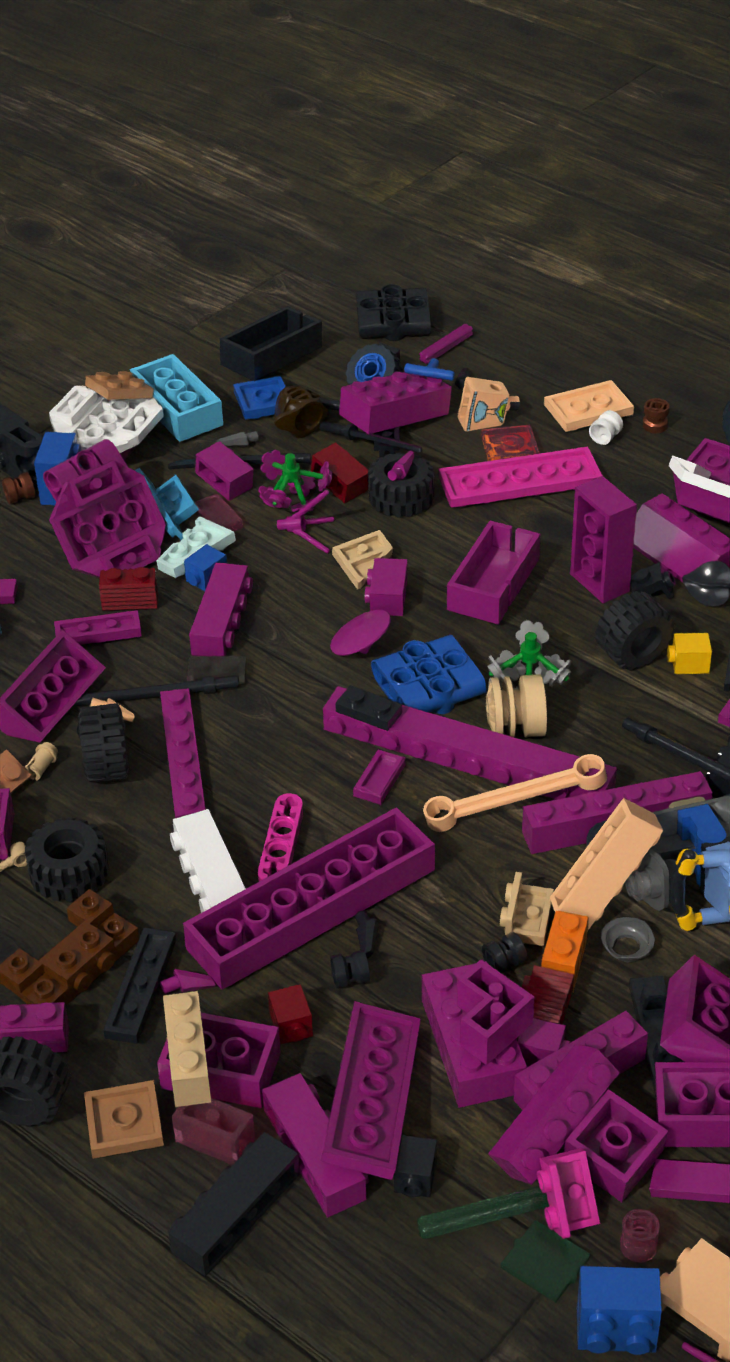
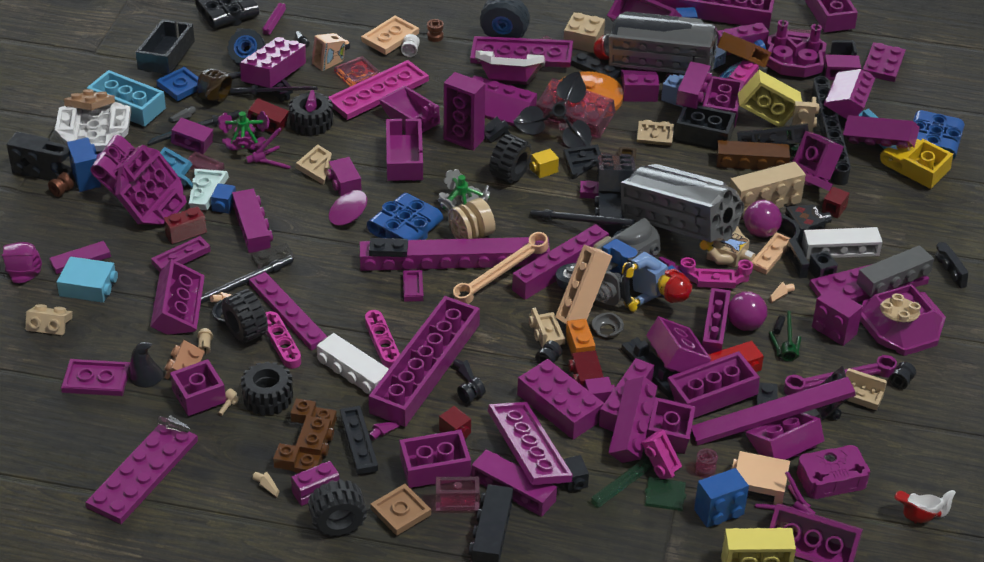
camera: 30 degrees left, 0 degrees up
(143, 794) = (284, 338): none -> dark pink beam
(186, 1049) = (425, 455): tan brick -> none
(430, 370) = (287, 37): blue piece -> none
(494, 1009) = (577, 376): magenta brick -> none
(543, 511) = (408, 104): none -> magenta piece

